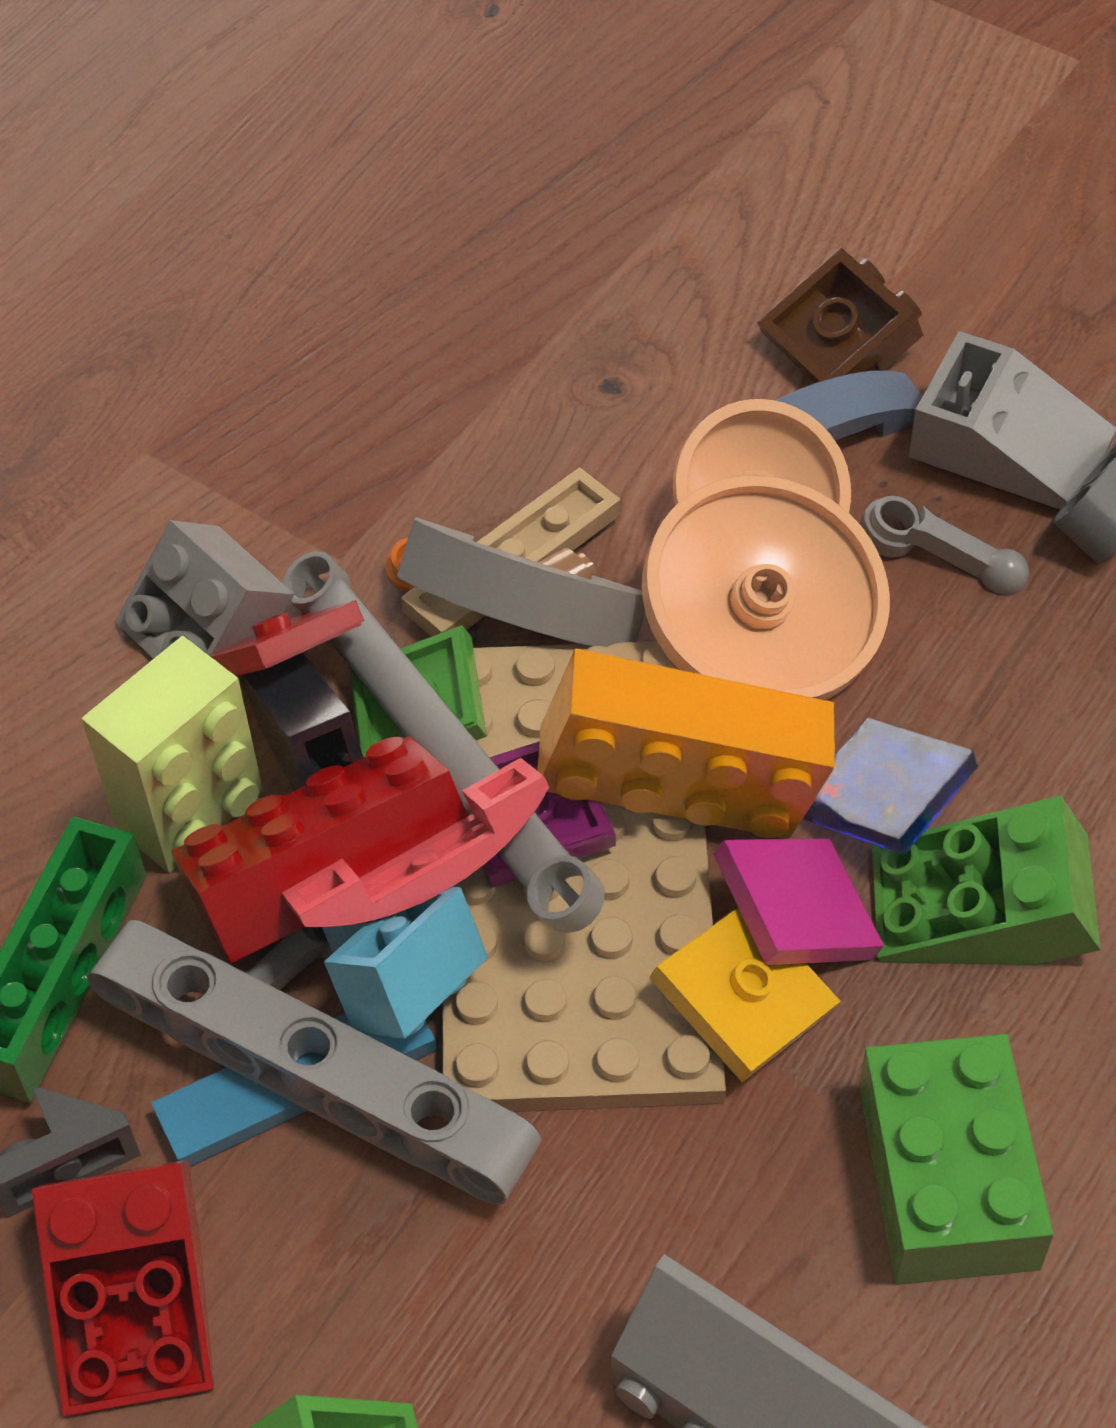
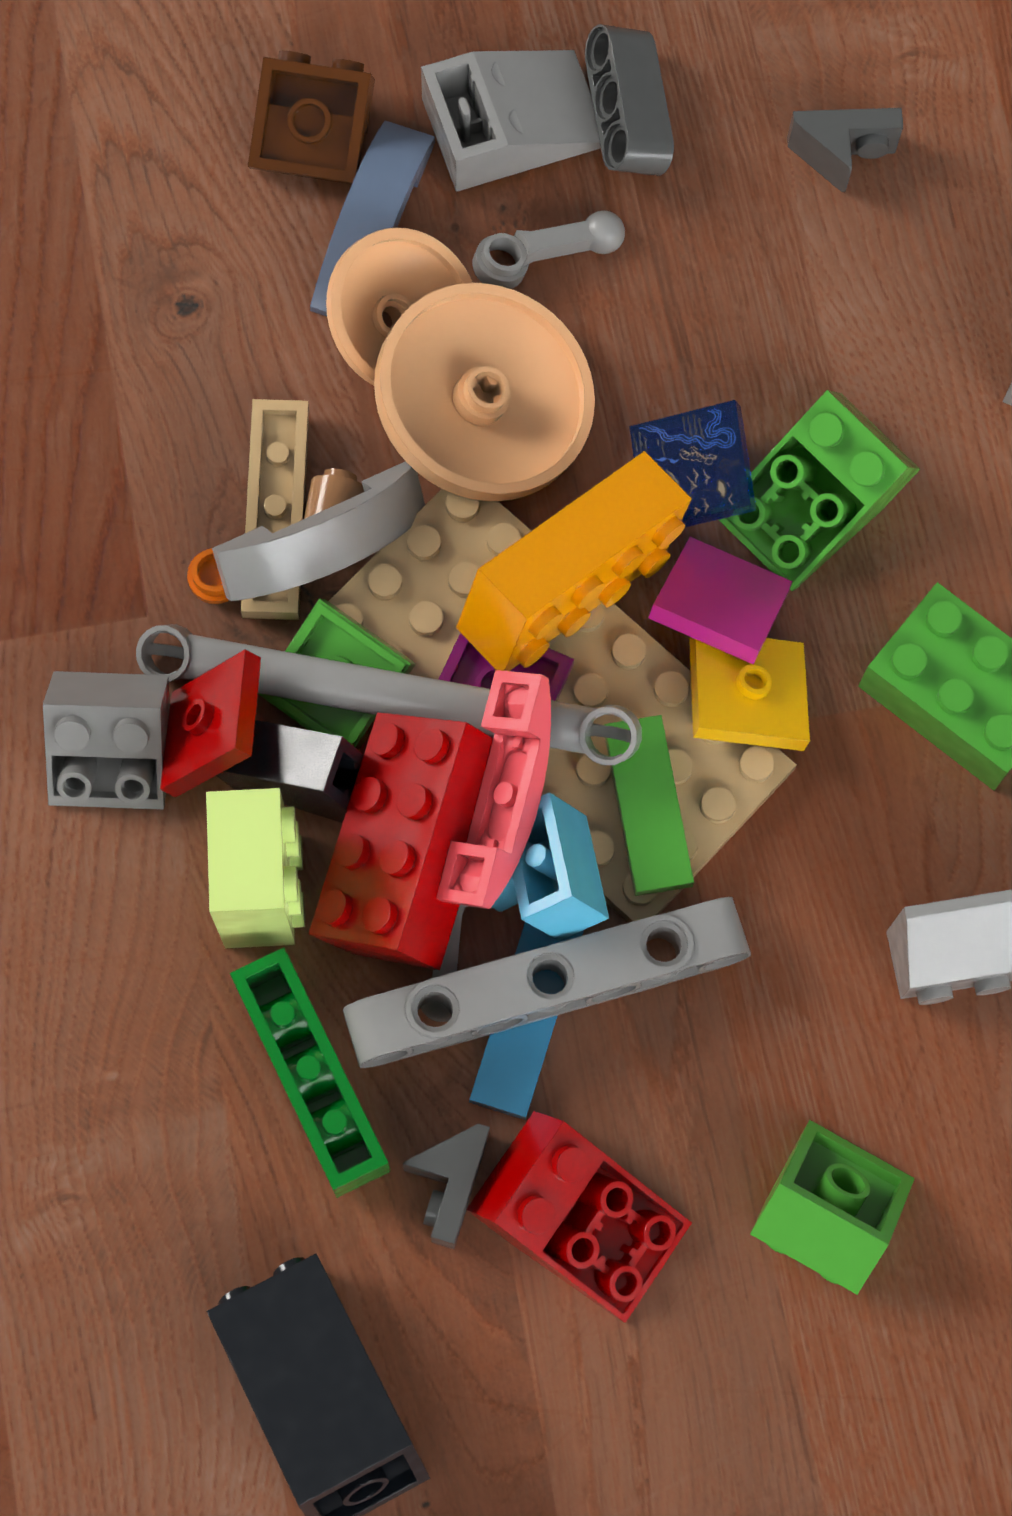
camera: 50 degrees left, 20 degrees up
(549, 1004) = (650, 811): none -> bright green tile

